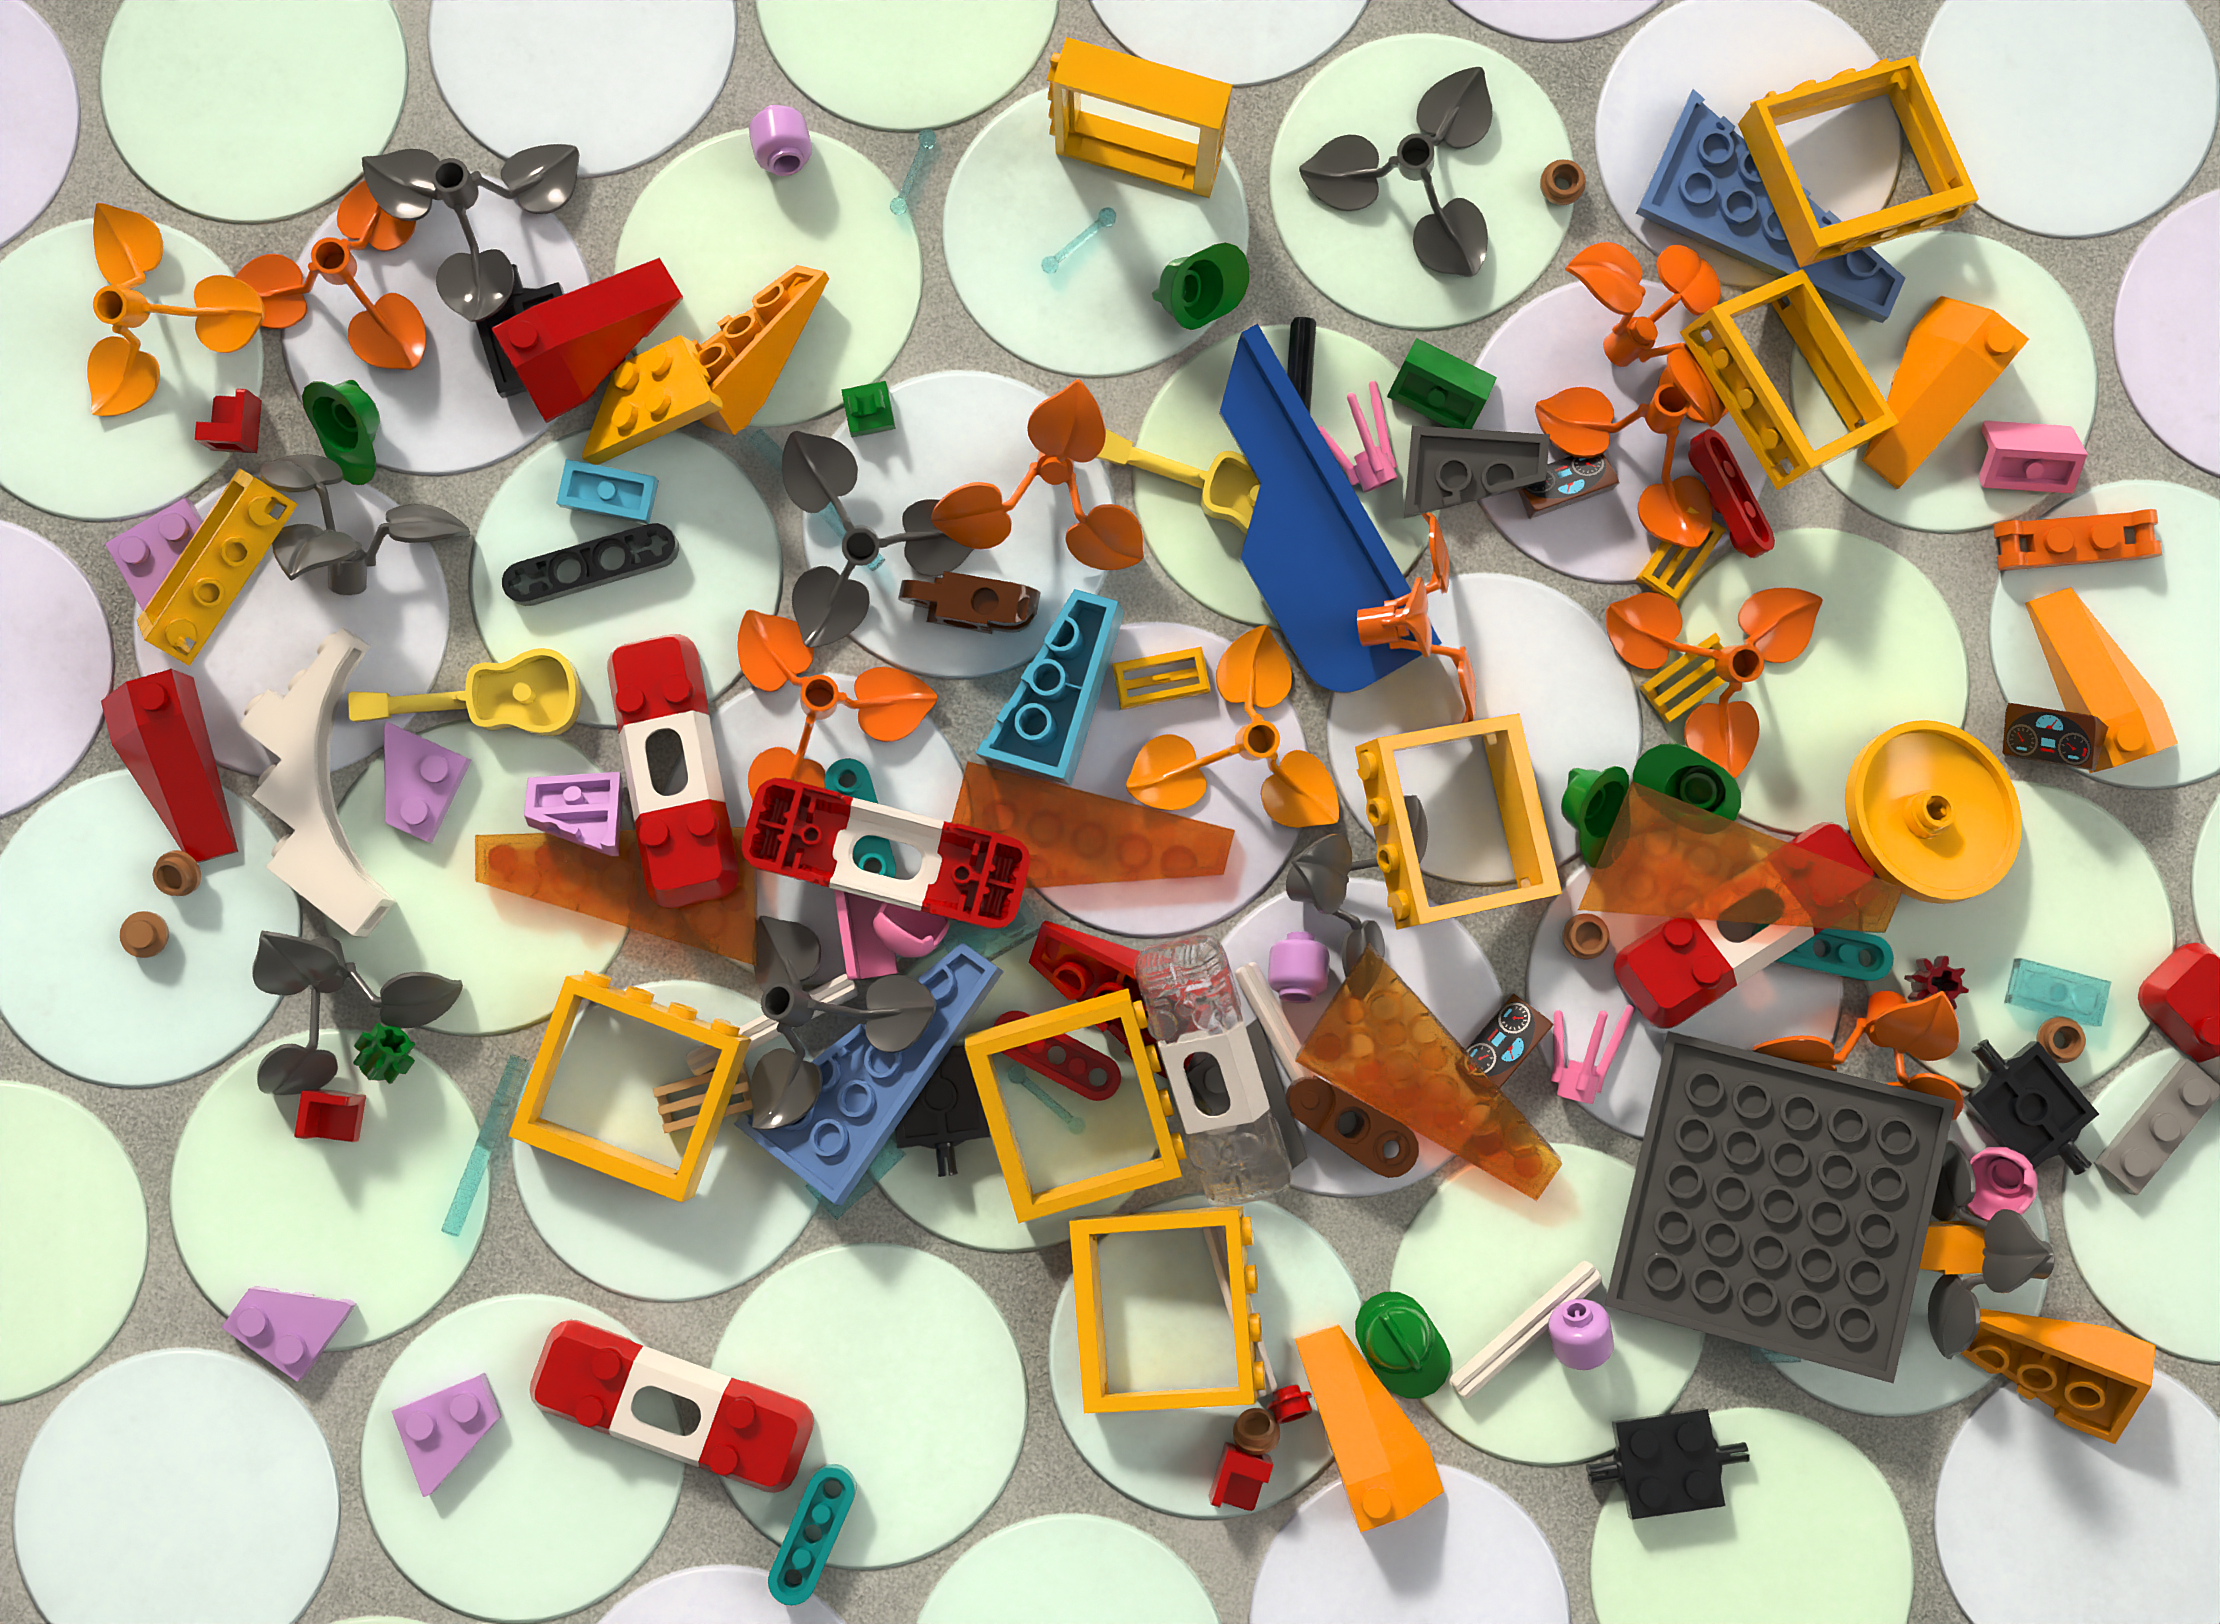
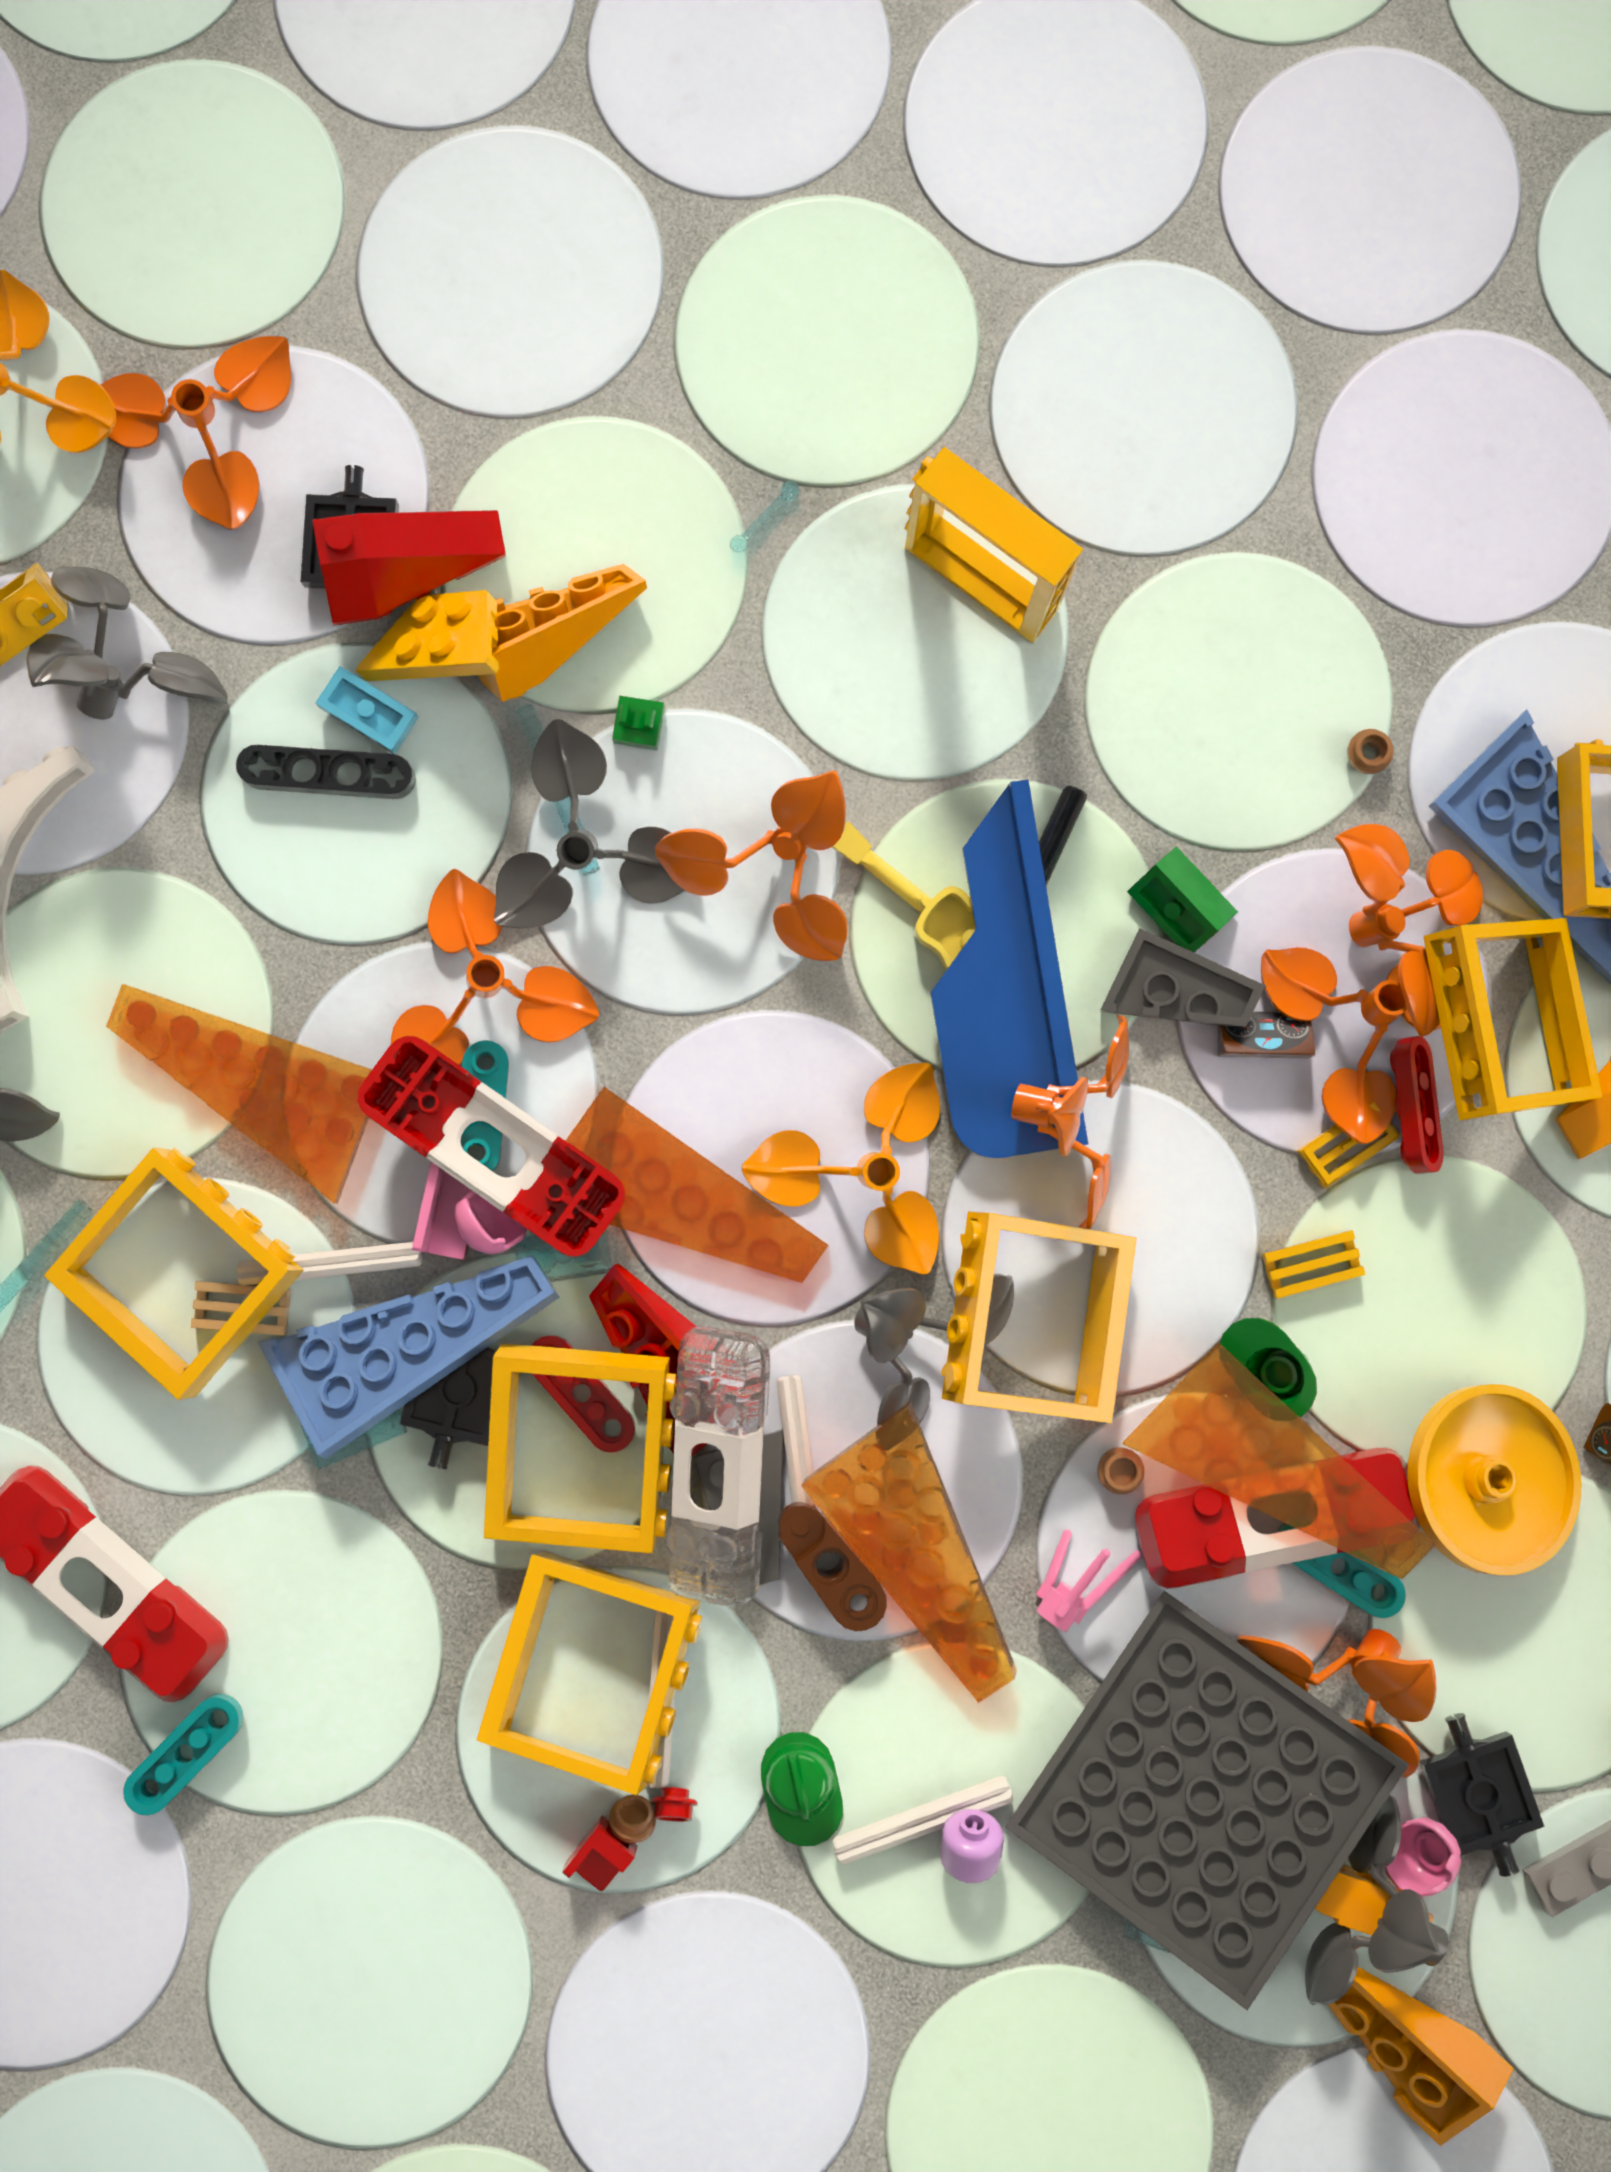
camera: 20 degrees right, 0 degrees up
(232, 424) = (48, 519): red panel -> none
(345, 426) = (149, 559): green piece -> none
(410, 178) = (296, 352): dark grey plant -> none
(419, 781) = (91, 914): lavender wing -> none
(529, 692) = (224, 869): light yellow piece -> none
(578, 808) = (226, 995): lavender wing -> none
(688, 835) = (314, 1059): red piece -> none
(780, 140) = (651, 442): lavender head -> none
(783, 1083) = (317, 1324): dark grey plant -> none
(973, 602) = (666, 940): reddish brown piece -> none
(1017, 1074) = (539, 1397): clear light blue hinge -> none
(1055, 702) = (711, 1055): medium azure wedge -> none
(1106, 219) = (928, 627): clear light blue hinge -> none
(1123, 685) = (821, 1059): yellow tile -> none
(1203, 285) = (994, 723): green piece -> none
(1298, 968) = (838, 1398): lavender head -> none
(1373, 1442) = (738, 1871): light orange wedge -> none
(1374, 465) = (1089, 952): bright pink plant -> none
(1452, 110) = (1171, 663): dark grey plant -> none
(1508, 1039) = (1009, 1540): slope -> none
(1593, 805) = (1173, 1351): green piece -> none
(1668, 1463) = (1008, 1999): black plate -> none
(1777, 625) = (1414, 1250): orange plant -> none
(1948, 977) = (1450, 1645): dark red gear -> none
(2057, 992) = (1549, 1694): clear light blue plate -> none
(2073, 1036) = (1548, 1743): medium nougat plate -> none

